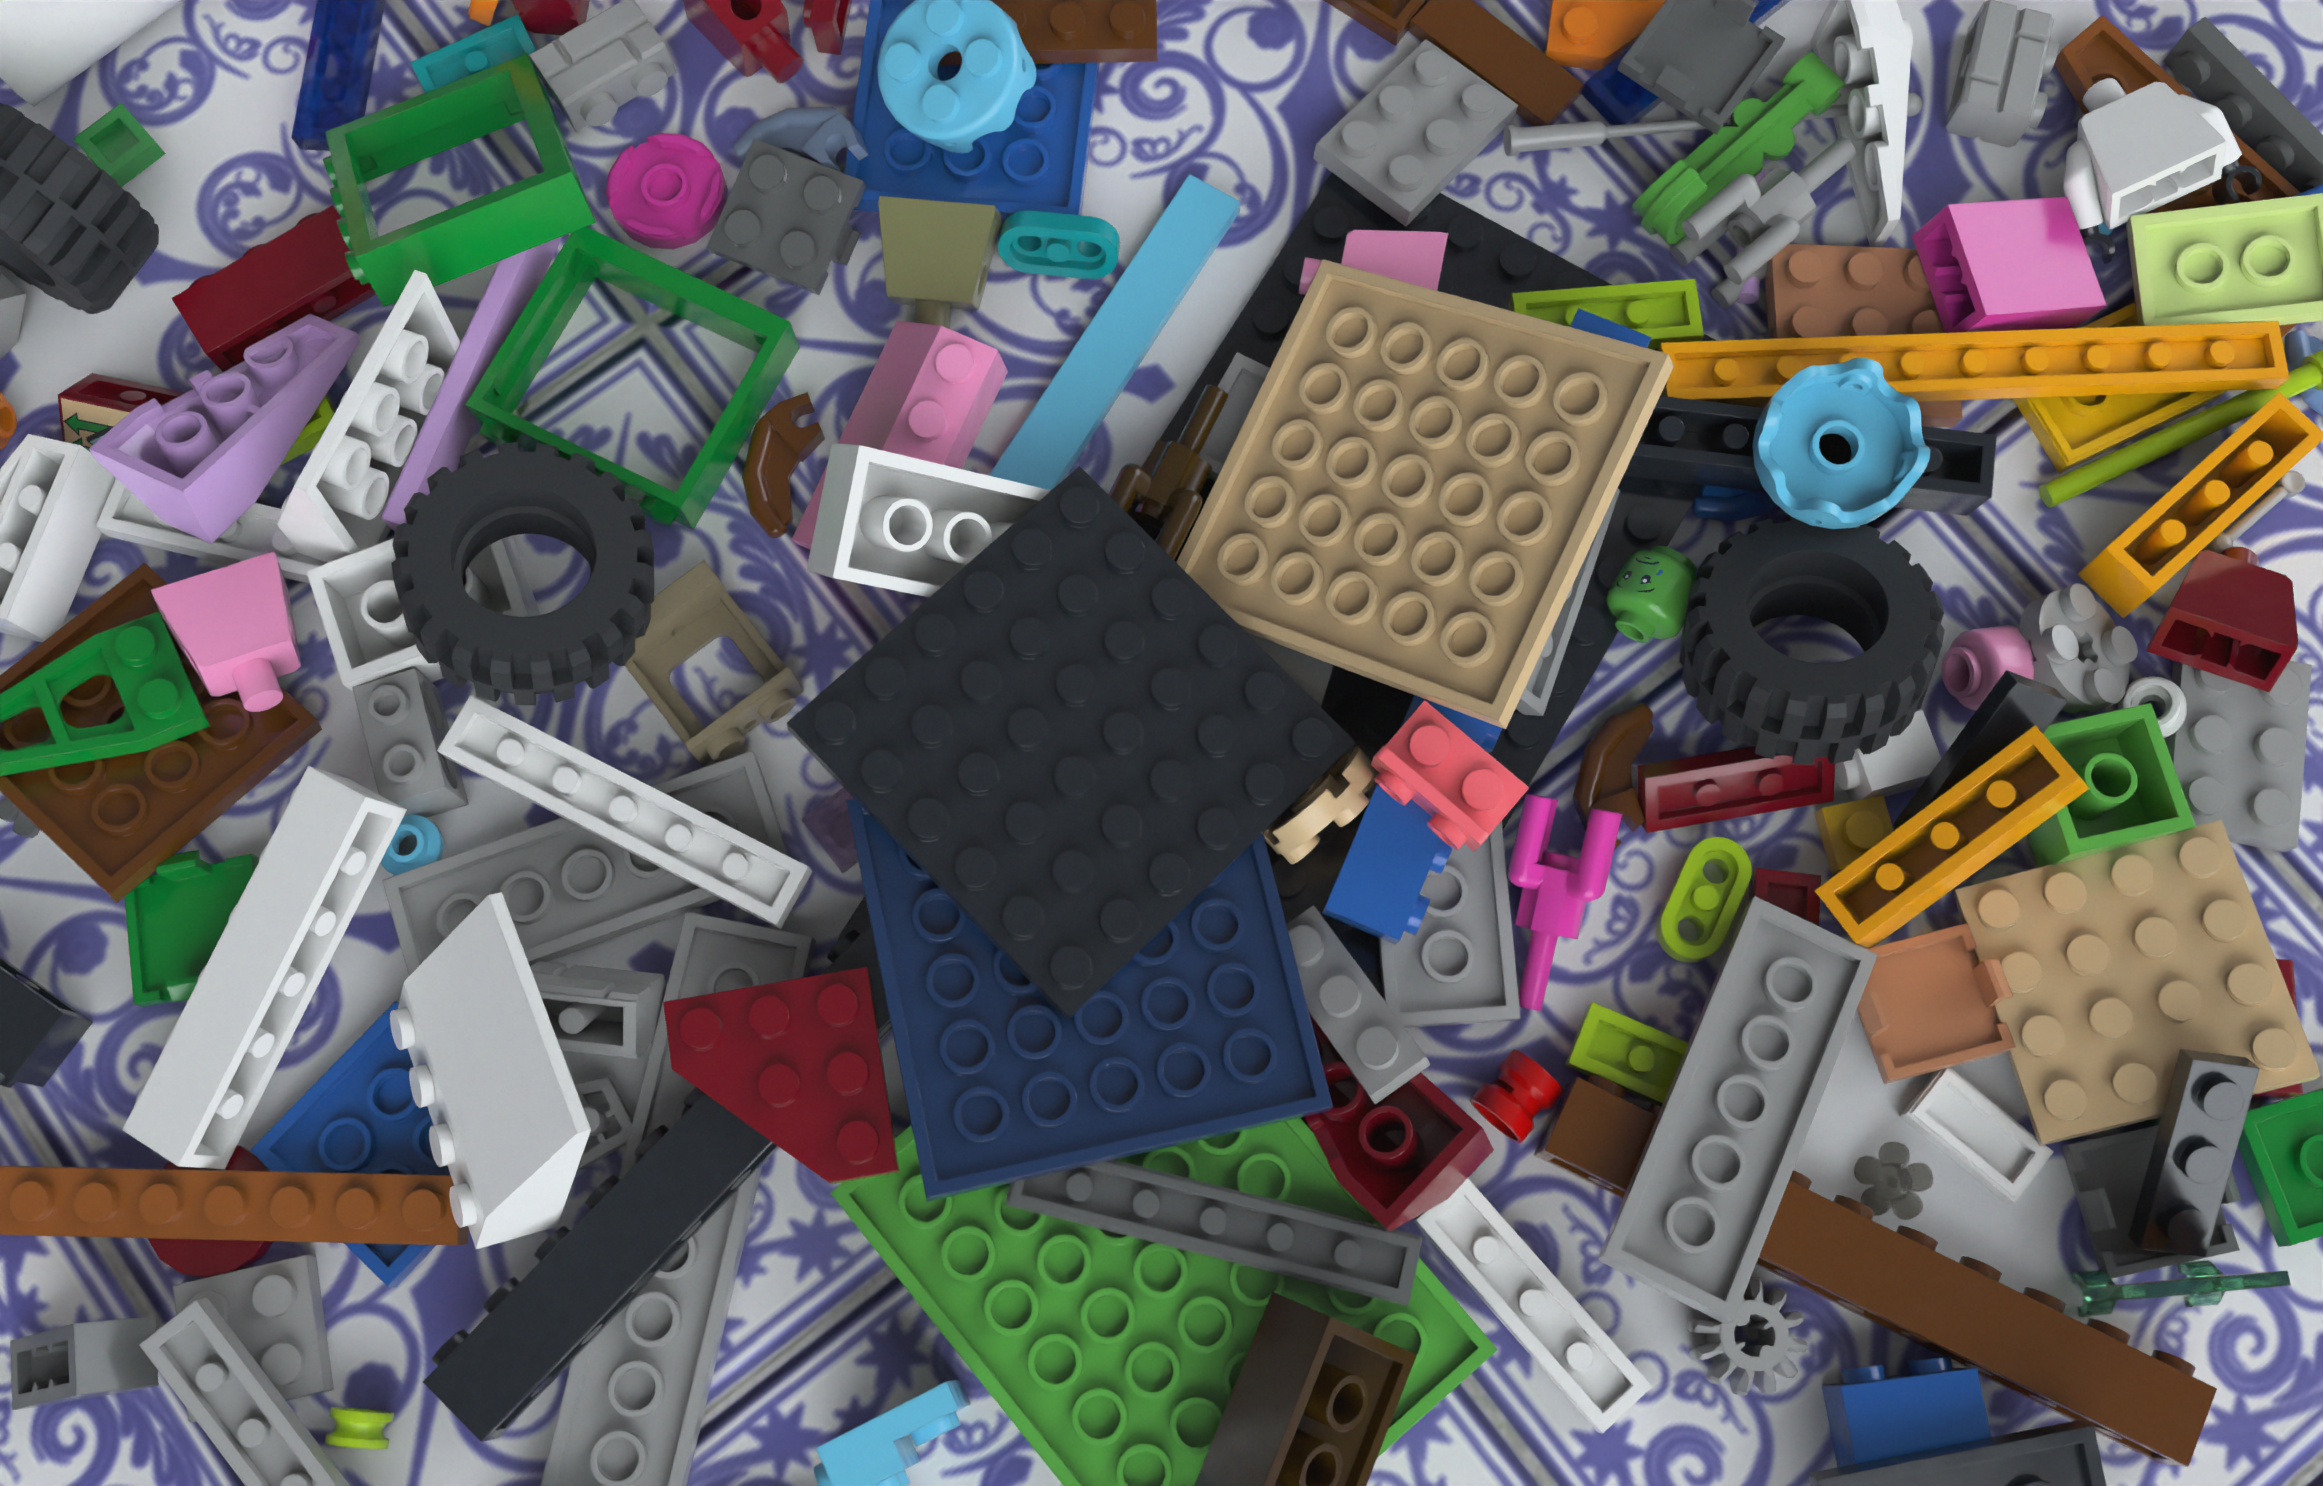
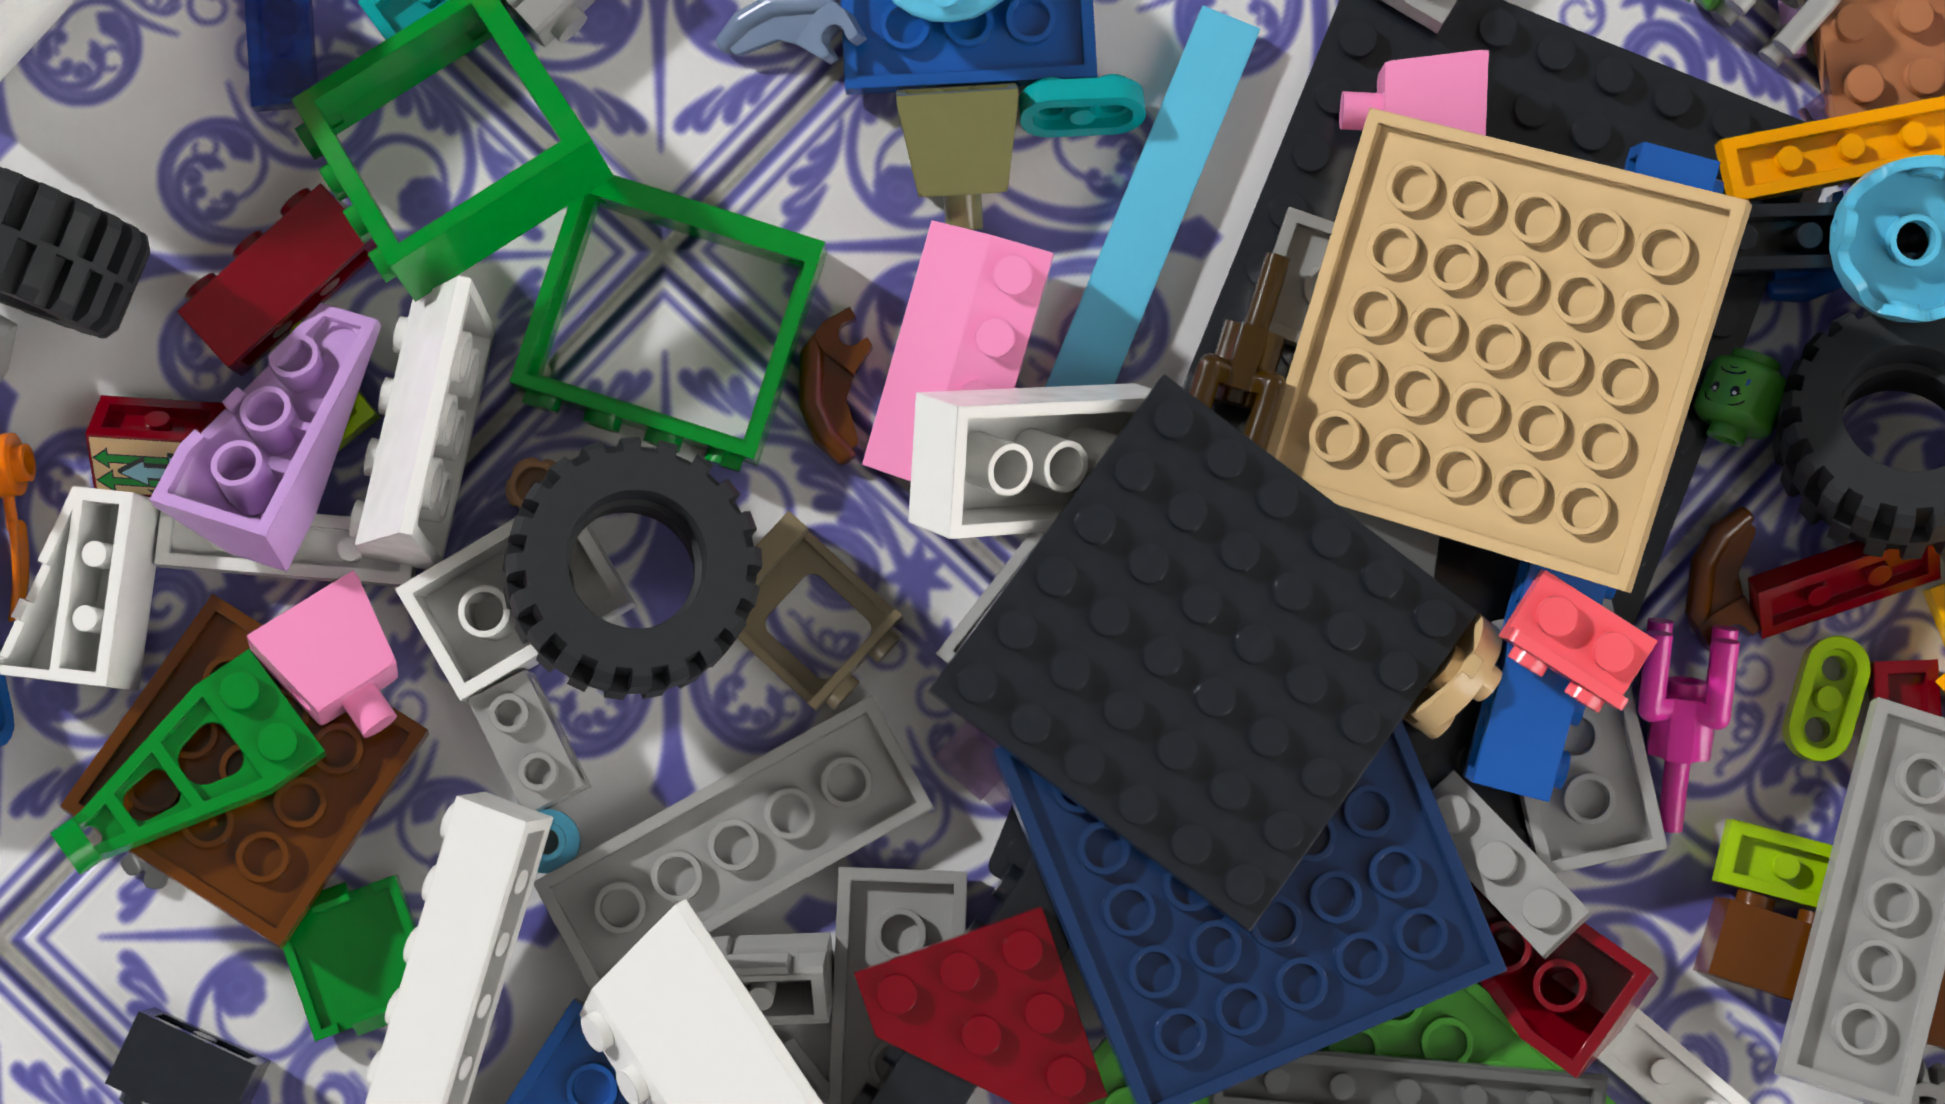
camera: 15 degrees left, 10 degrees up
(119, 145) = (66, 140): green plate -> none
(449, 421) = (495, 369): lavender tile -> none
(625, 811) = (762, 780): white plate -> none
(666, 191) = (655, 101): dark pink tile -> none
(788, 217) = (794, 119): dark grey piece -> none
(1516, 1096) = (1671, 920): red wheel -> none
(1658, 309) = (1658, 110): lime plate -> none

